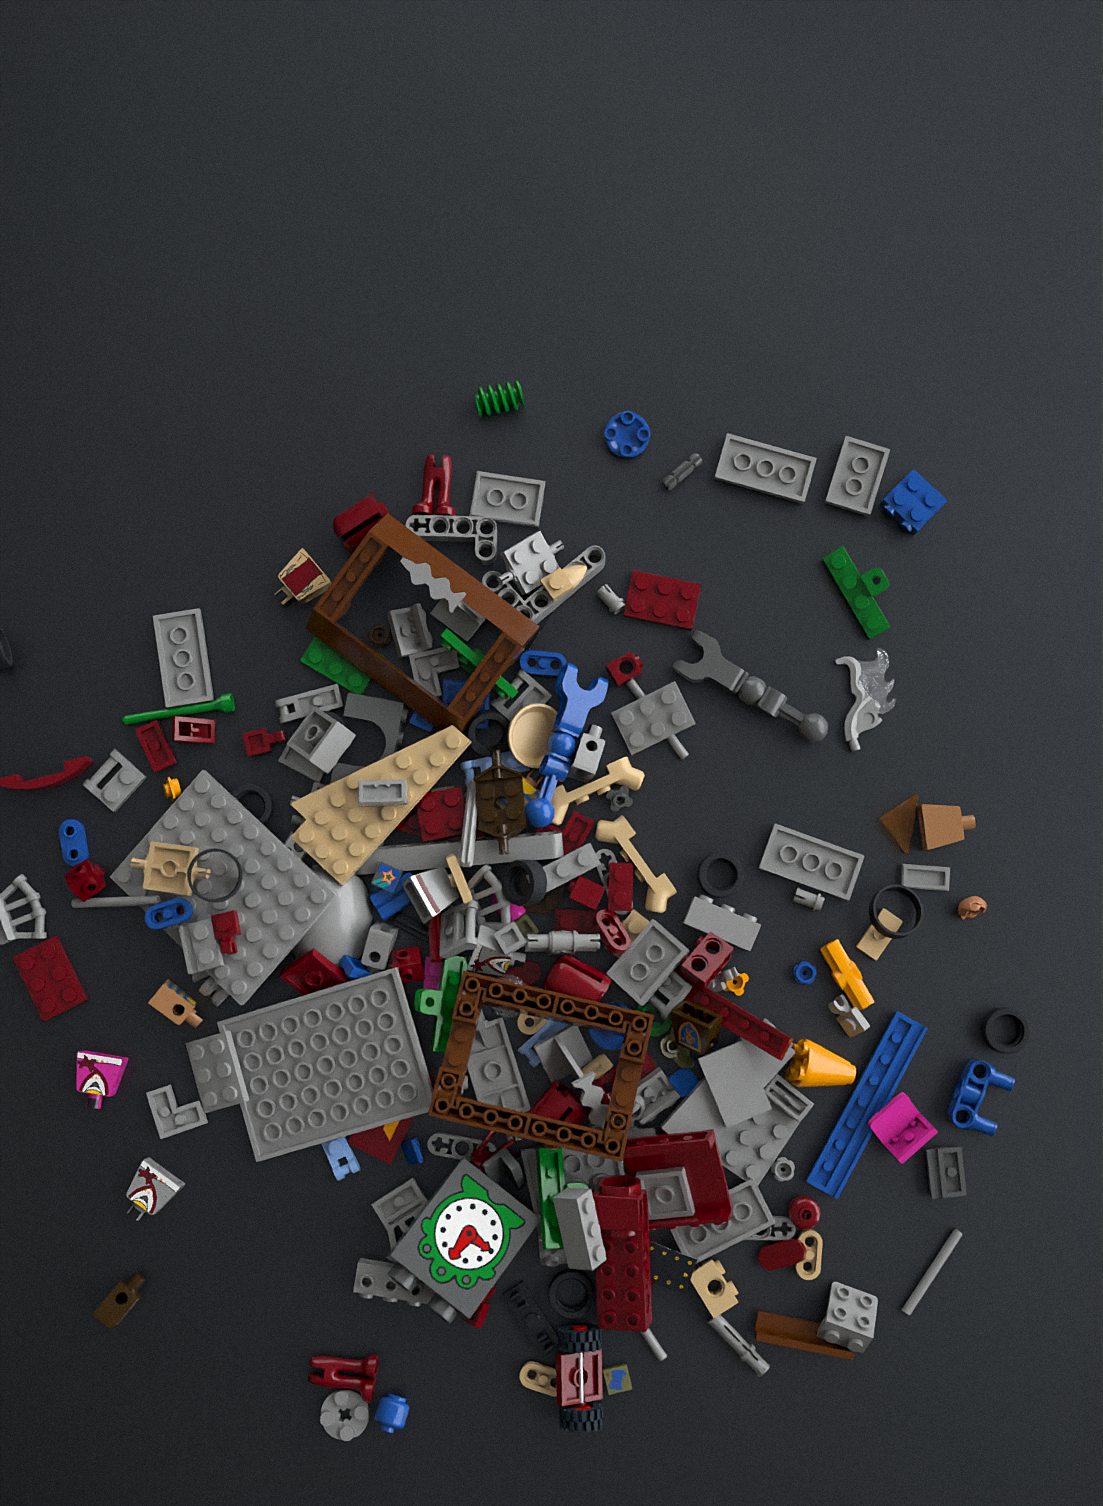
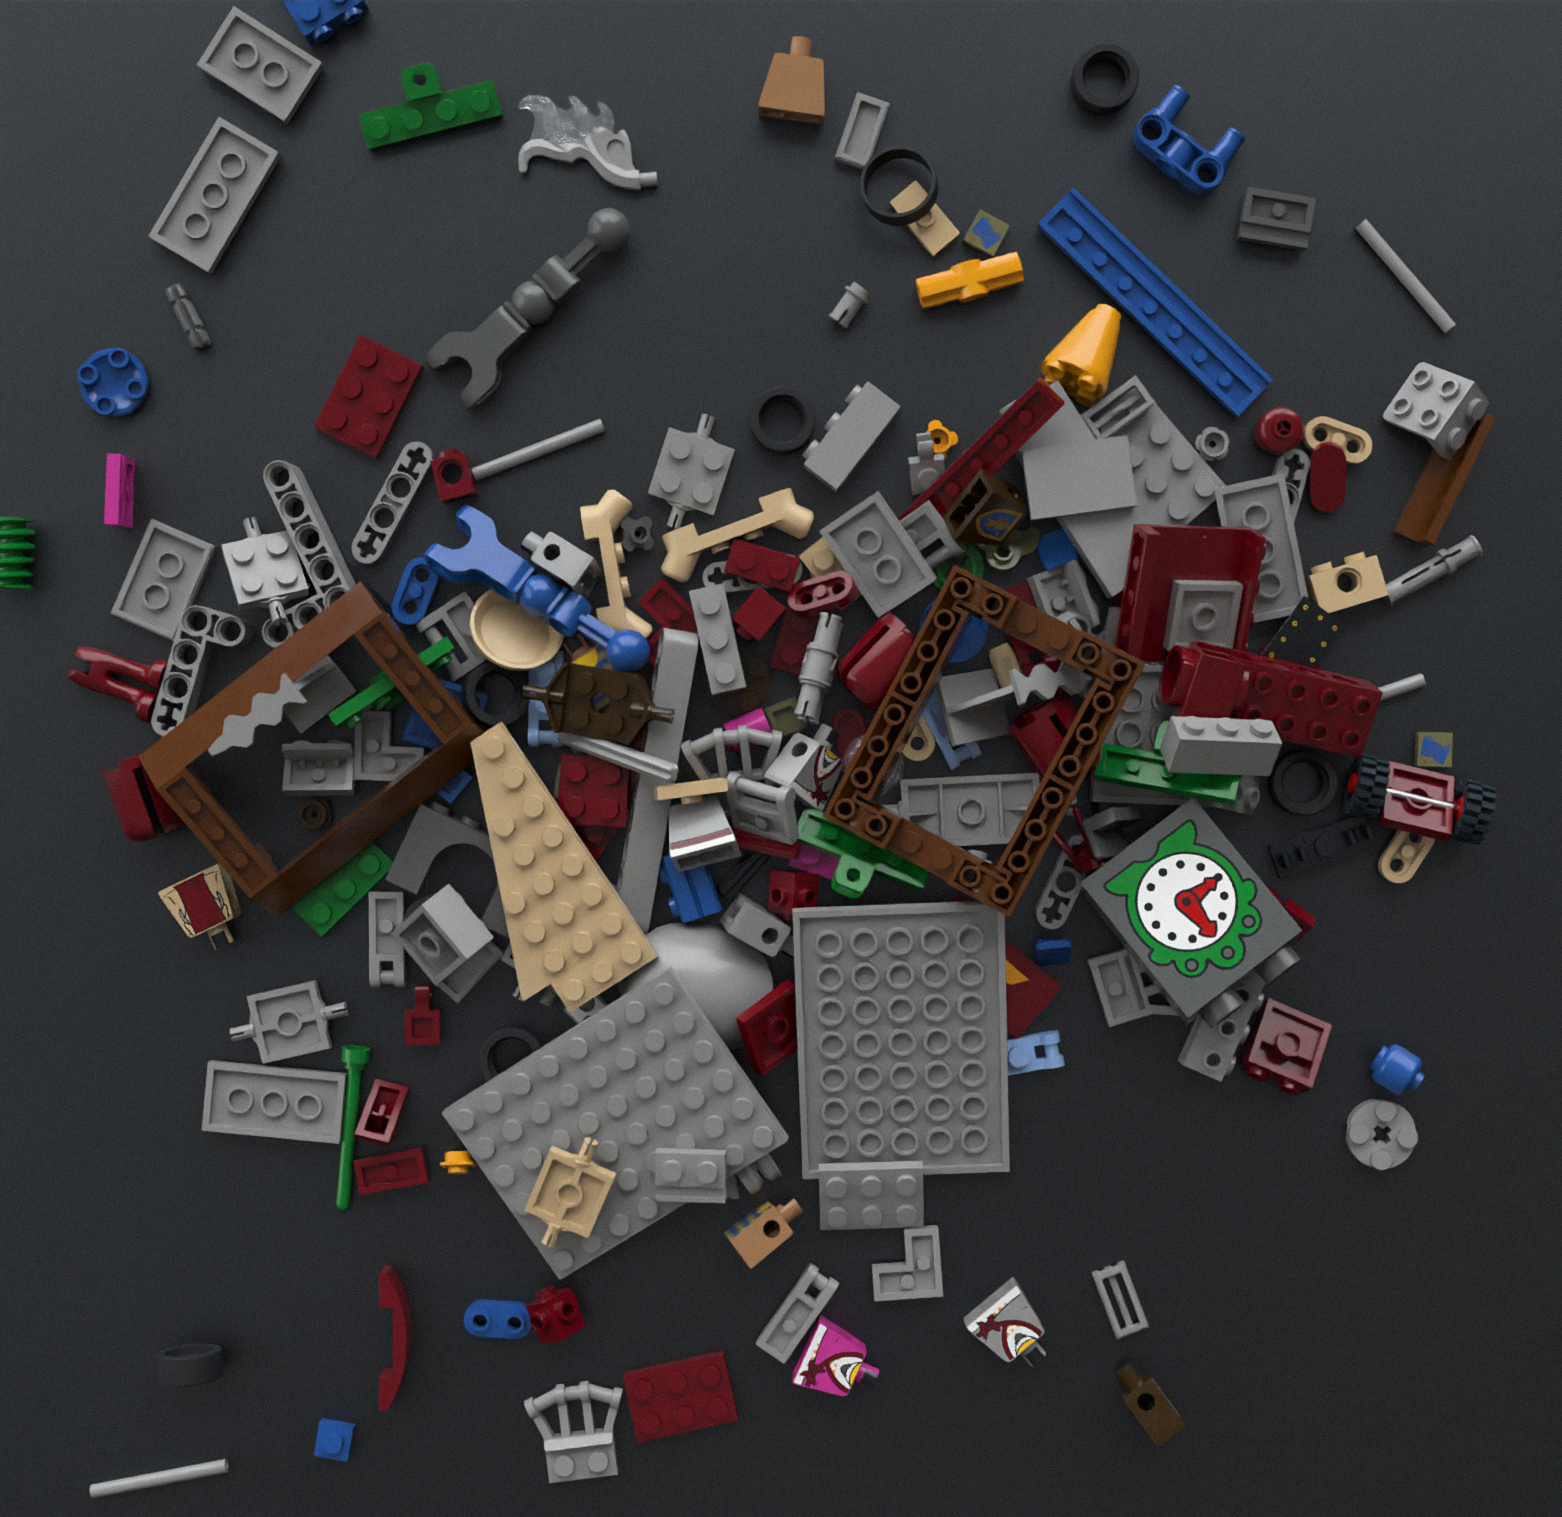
camera: 75 degrees left, 5 degrees up
(116, 901) = (597, 1278): light grey bar -> none
(120, 786) = (435, 1235): light grey plate -> none
(124, 1042) = (796, 1314): none -> light grey plate
(170, 913) = (633, 1207): blue plate -> none
(204, 1250) = (1110, 1271): none -> light grey tile
(225, 928) = (673, 1134): dark red plate -> none
(238, 654) = (289, 1021): none -> light grey plate
(240, 876) = (625, 1109): black tyre -> none
(332, 1379) = (1330, 1139): dark red piece -> none
(354, 968) = (777, 969): blue plate -> none
(382, 792) = (541, 866): light grey plate -> none
(387, 877) = (662, 890): tile -> none
(387, 1330) = (1285, 1048): none -> plate
(510, 938) = (794, 739): light grey plate -> none
(537, 879) = (721, 678): black tyre -> none
(557, 456) = (119, 491): none -> dark pink plate
(563, 580) = (303, 530): tan plate -> none
(596, 637) = (388, 500): none -> light grey beam
(610, 599) = (348, 470): light grey pin -> none
(653, 718) = (535, 454): light grey plate -> none
(670, 823) = (691, 471): none -> light grey plate
(710, 963) = (902, 468): dark red brick -> none
(809, 977) = (954, 330): blue plate -> none
(811, 862) = (798, 286): light grey plate -> none
(849, 1018) = (1031, 293): light grey plate -> none
(881, 978) = (986, 233): none -> olive tile
(901, 822) = (774, 143): clear orange tile -> none
(901, 1127) = (1200, 262): dark pink bracket -> none
(971, 907) = (920, 77): nougat plate -> none

